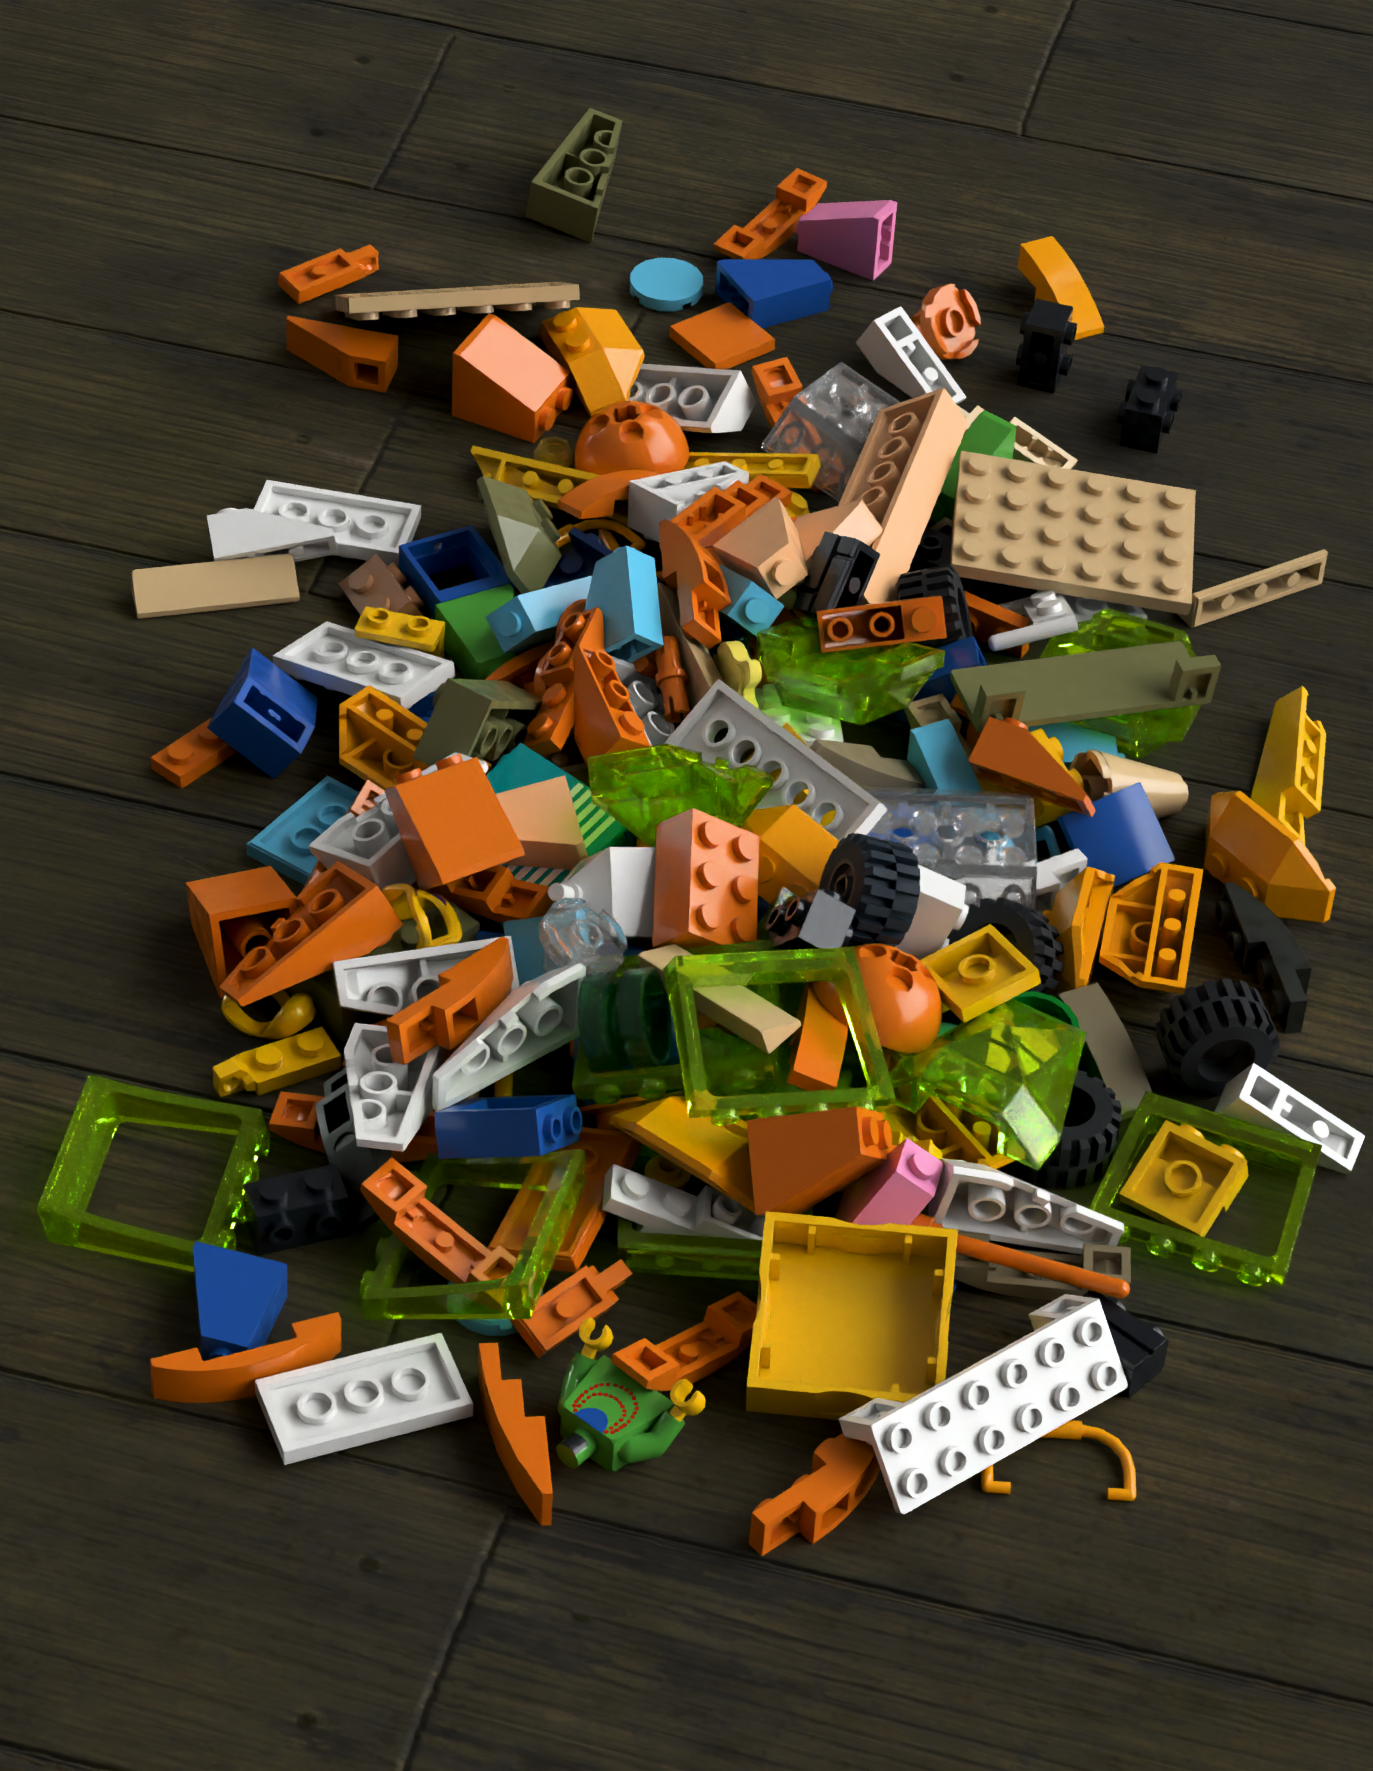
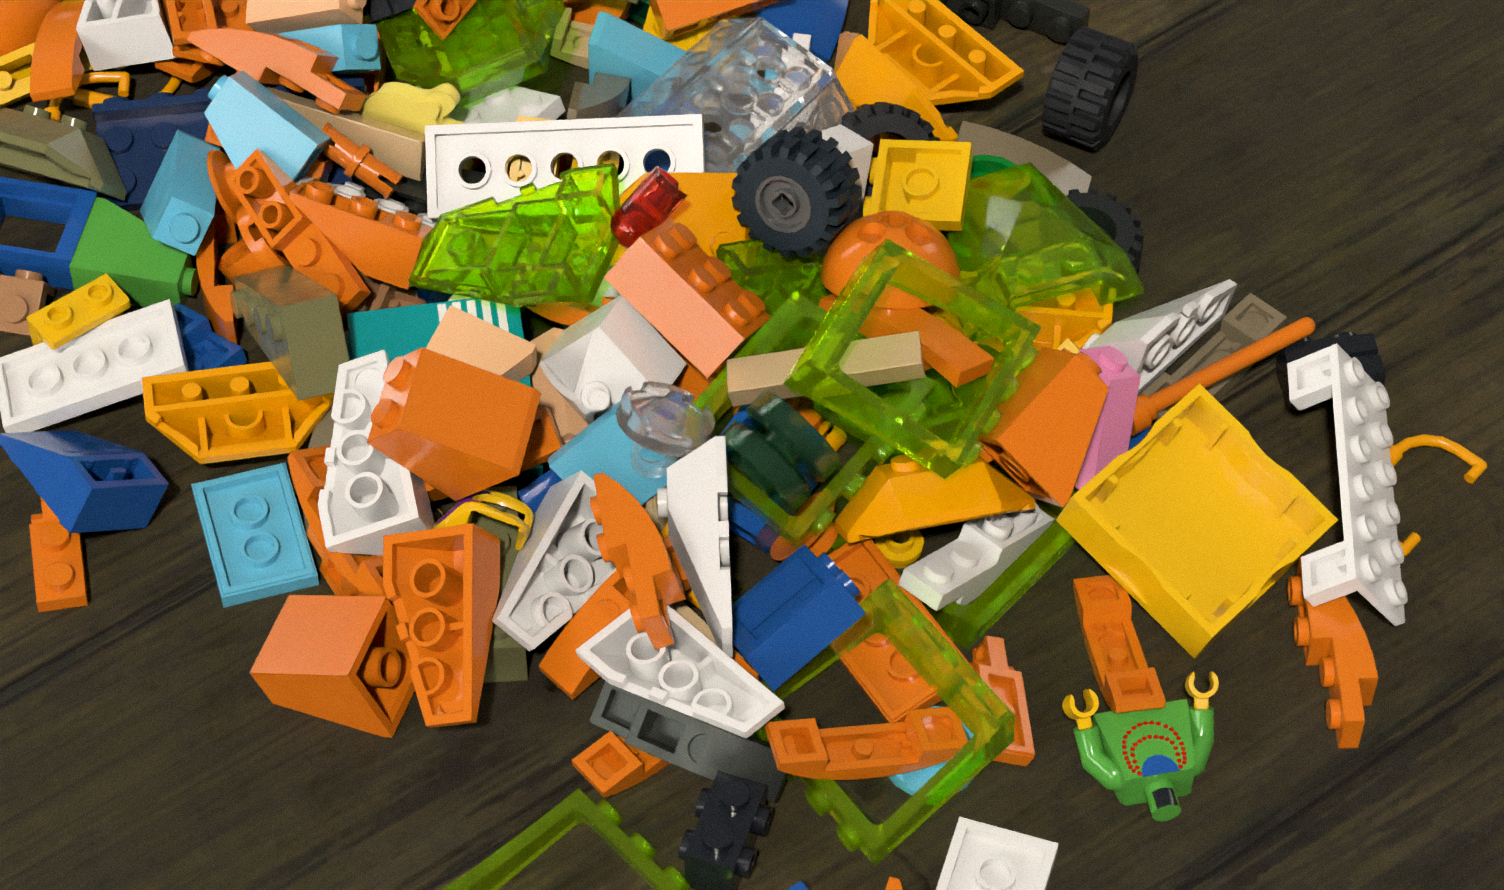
camera: 50 degrees left, 10 degrees up
(278, 1064) = (520, 741): yellow hinge -> none
(292, 1017) = (489, 708): yellow piece -> none
(517, 1438) = (1126, 839): orange slope -> none
(761, 812) = (646, 207): none -> clear red piece
(811, 922) = (803, 257): brick -> none
(1185, 1179) = (1202, 211): yellow plate -> none
(1256, 1144) = (1240, 128): clear neon green windscreen -> none
(1270, 1103) = (1188, 109): white slope -> none

